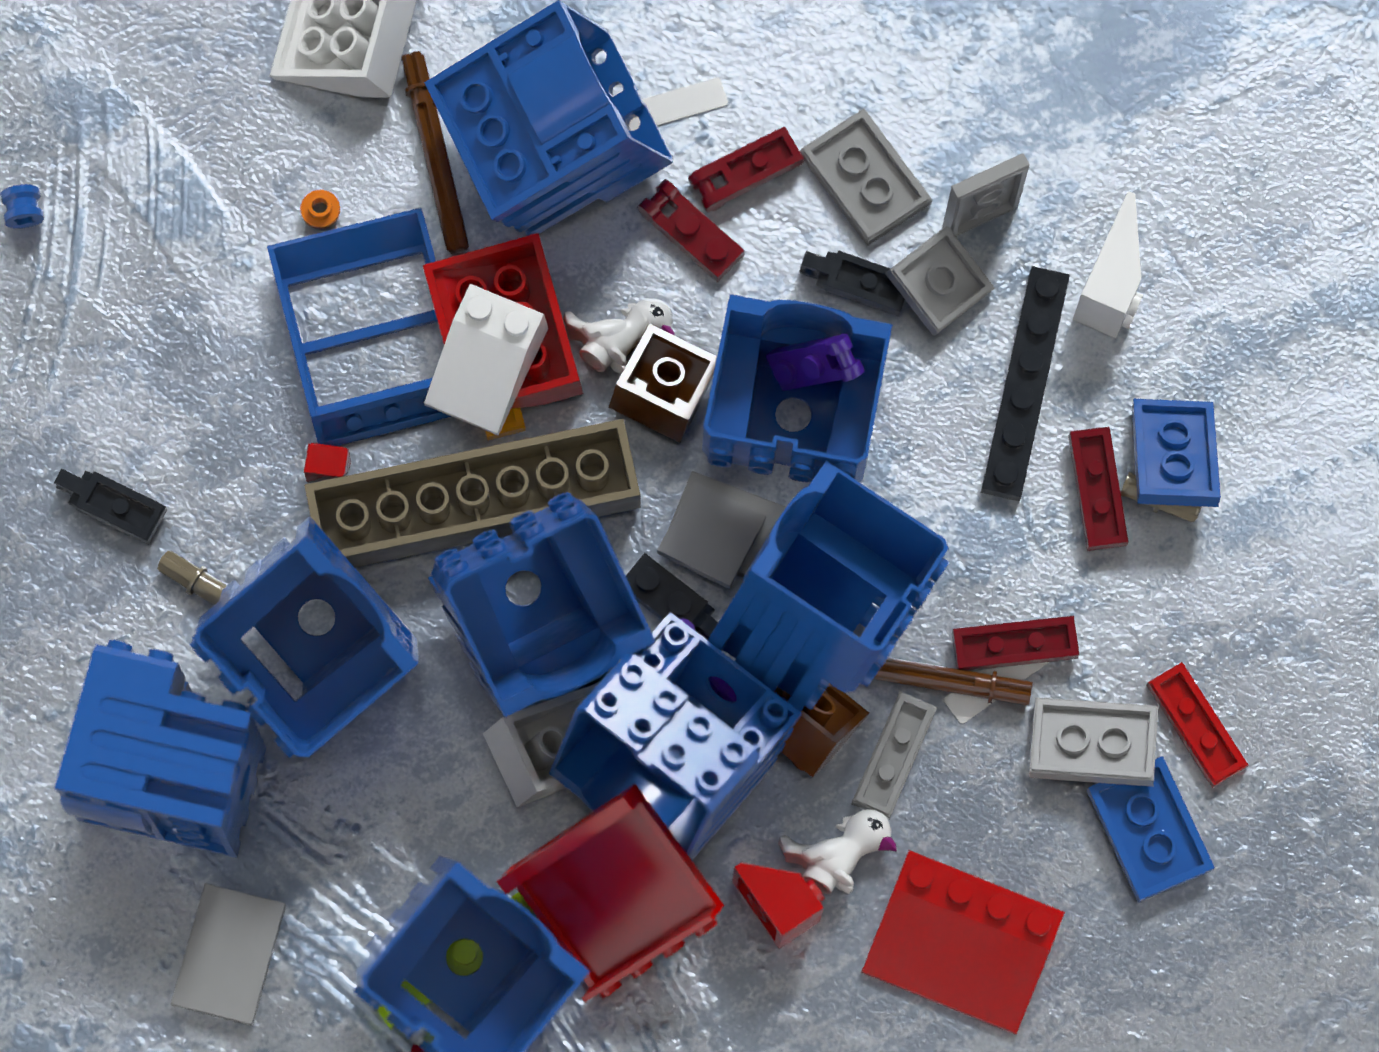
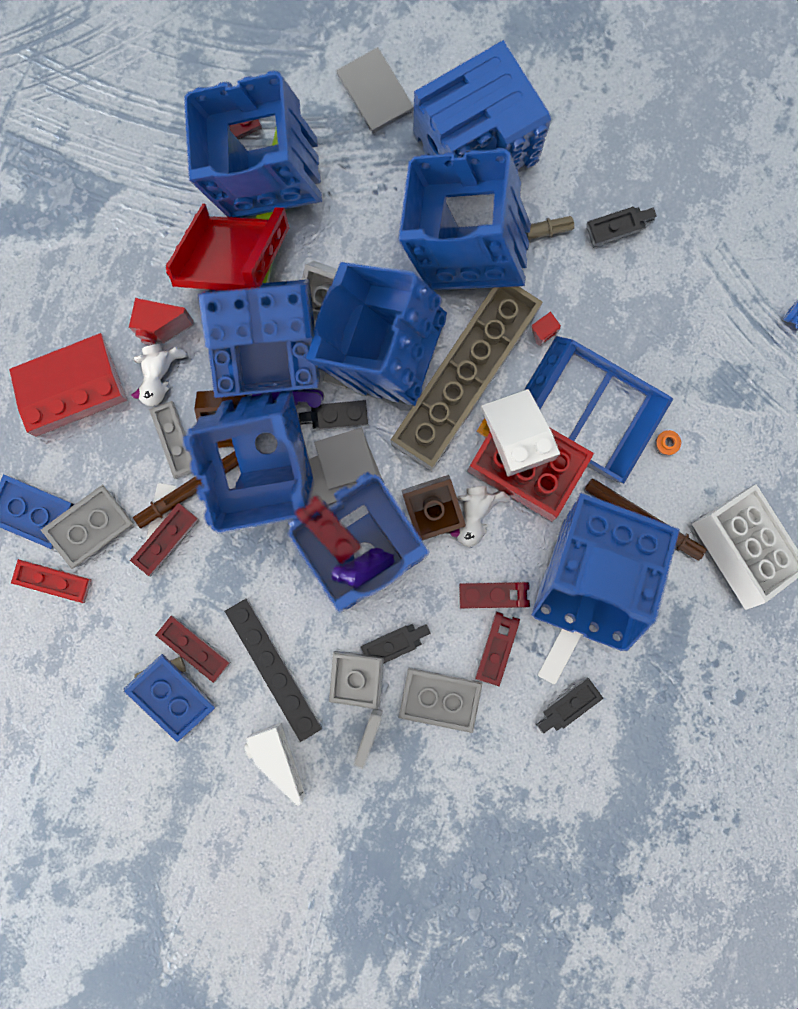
camera: 140 degrees right, 10 degrees up
(727, 36) = (570, 706): none -> black hinge
(816, 422) = (328, 529): none -> dark red plate

